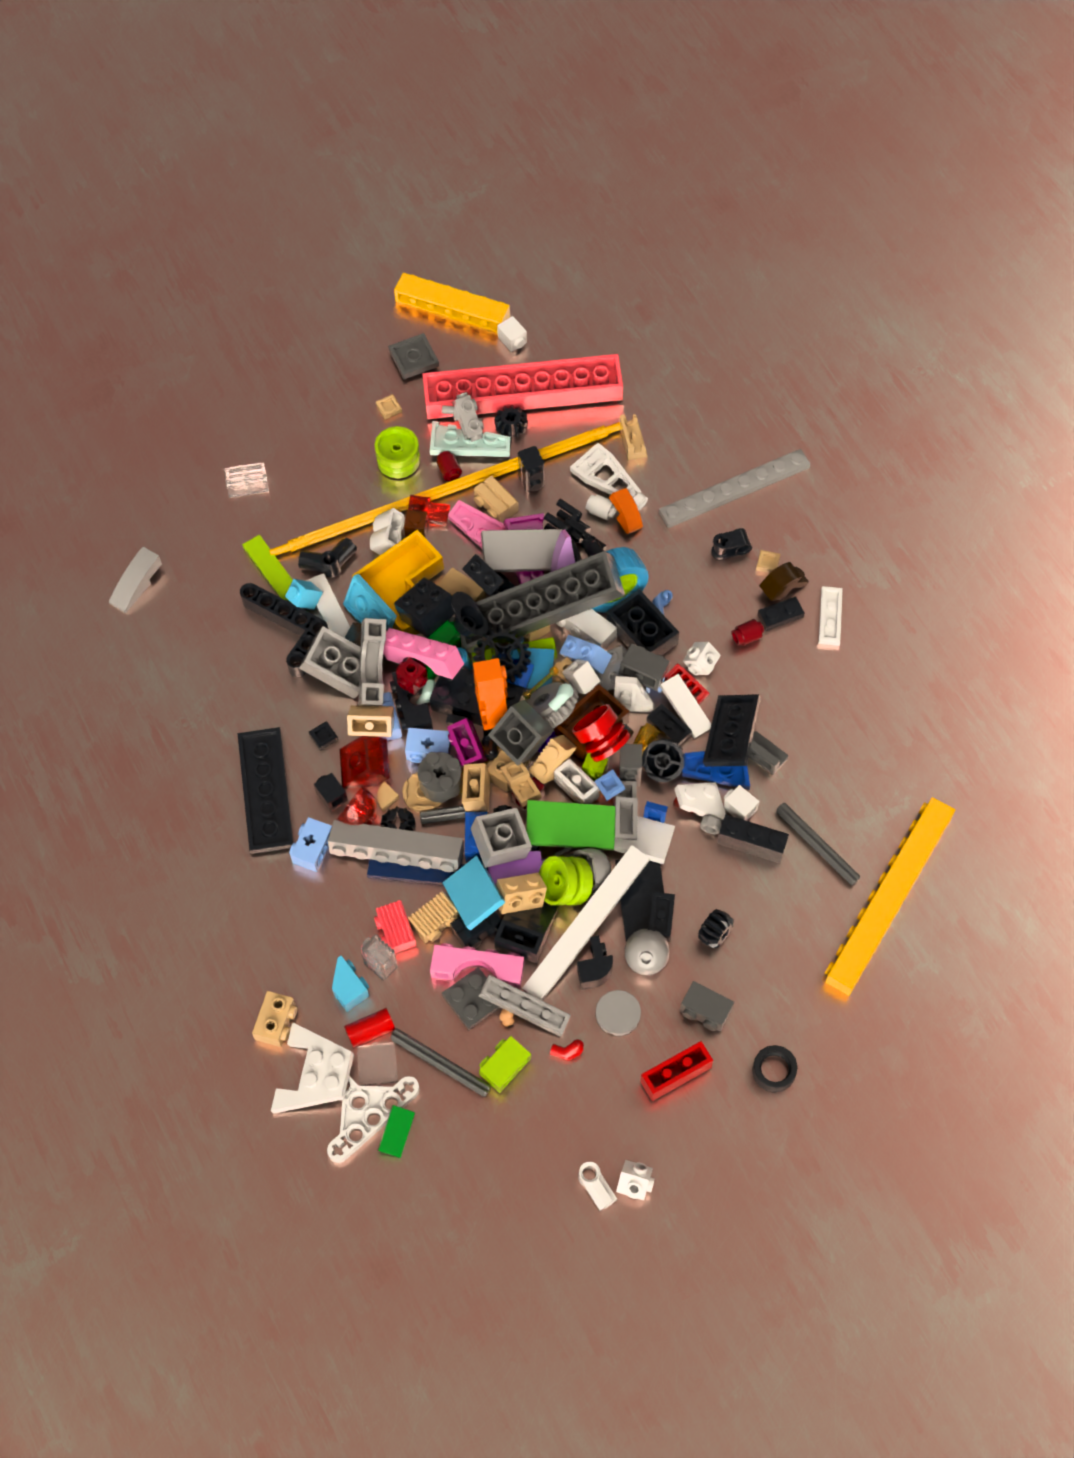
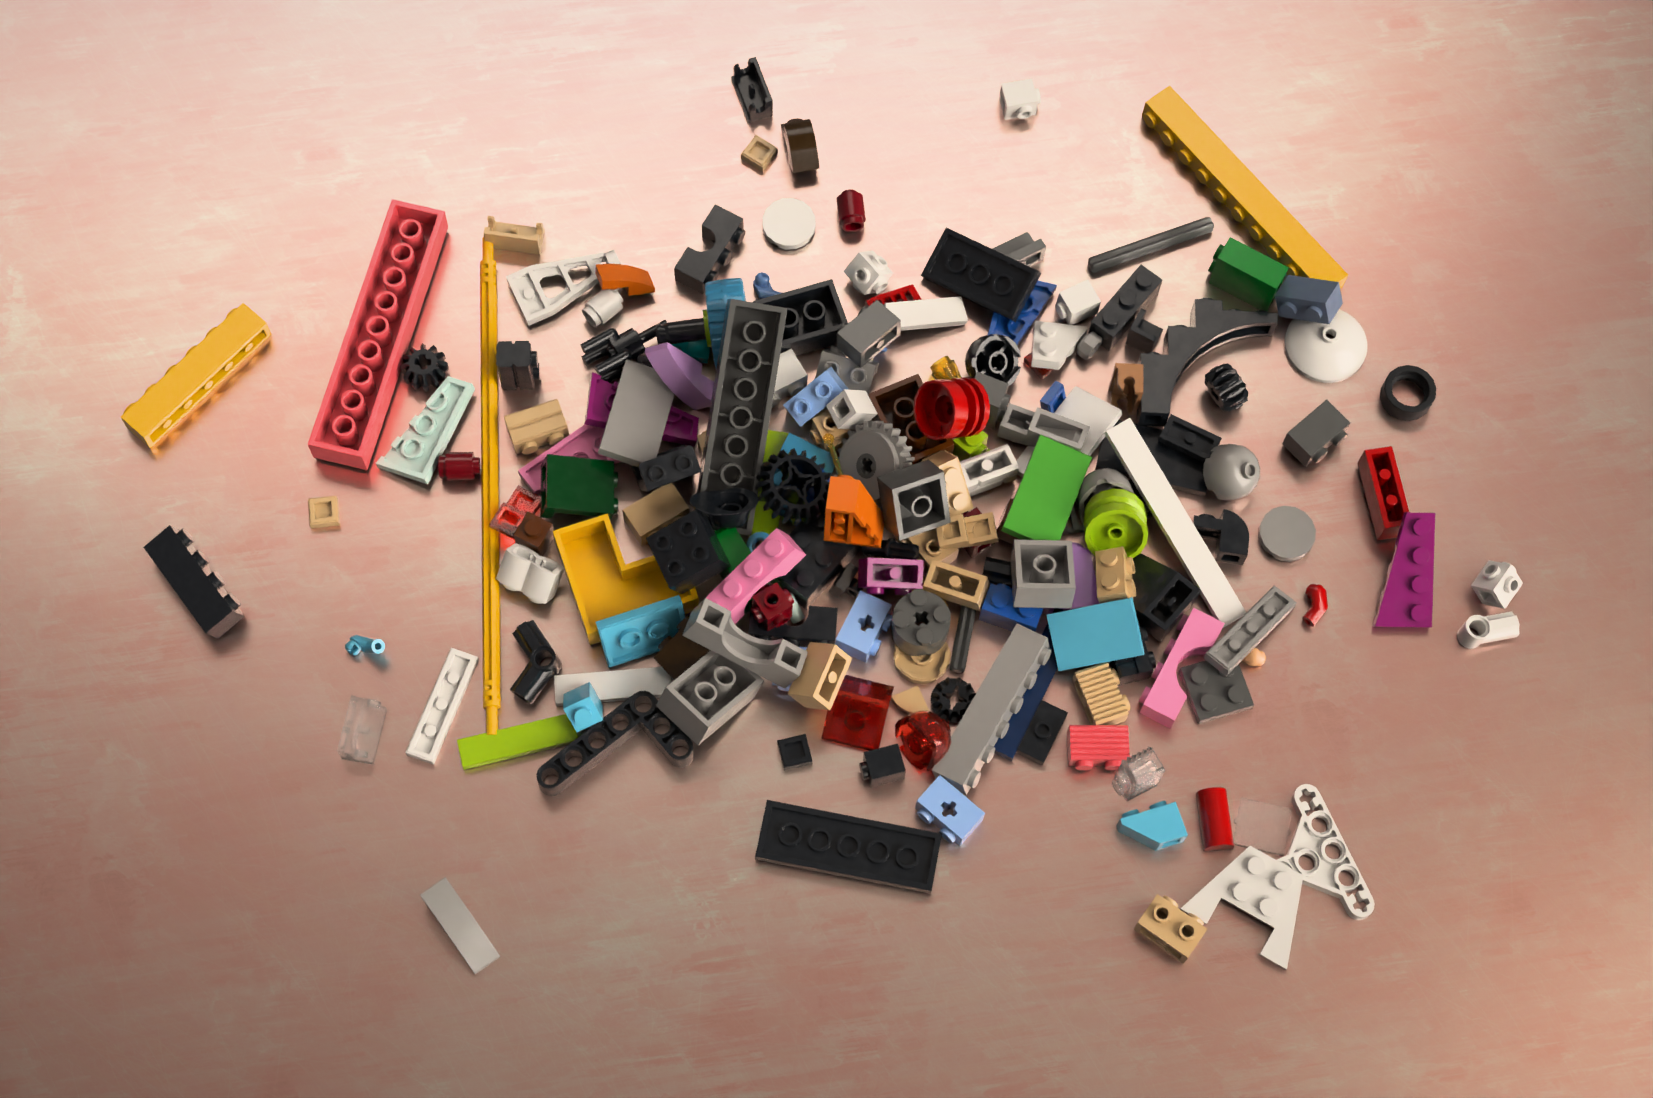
camera: 75 degrees left, 5 degrees up
(281, 519) = (442, 706): none -> white tile
(305, 460) = (365, 644): none -> medium azure arm
(310, 353) = (194, 581): none -> black brick
(394, 889) = (1042, 732): none -> black plate
(396, 1131) = (1359, 828): green tile -> none
(397, 452) = (411, 520): lime wheel -> none
(413, 356) = (258, 452): dark grey plate -> none
(440, 1062) = (1285, 752): dark grey axle -> none
(457, 536) = (577, 486): none -> dark green panel
(465, 412) = (404, 411): light grey brick -> none
(504, 1063) = (1316, 676): lime brick -> none
(512, 334) = (286, 318): white brick -> none
(563, 694) = (888, 431): light aqua arm -> none
(609, 785) = (1014, 428): medium blue tile -> none
(611, 1109) = (1409, 584): none -> magenta wing
(632, 695) = (890, 365): white wing -> none
(659, 557) = (723, 231): none -> black arch
(669, 724) = (940, 343): black plate -> none
(686, 860) = (1127, 384): none -> medium nougat hinge
(720, 598) = (789, 223): none -> white tile
(733, 544) = (720, 181): black piece -> none
(734, 488) = (638, 151): light grey plate -> none
(738, 888) = (1183, 345): none -> black arch
(739, 859) = (1143, 334): none -> black panel
(781, 613) = (835, 166): black plate -> none
(791, 1010) = (1322, 357): none -> white dish
(814, 540) = (752, 91): none -> black hinge
(815, 964) = (1308, 299): none -> sand blue brick
(817, 914) = (1246, 274): none -> green brick
(830, 616) = (860, 116): white tile -> none
(894, 713) = (1019, 99): none -> white brick

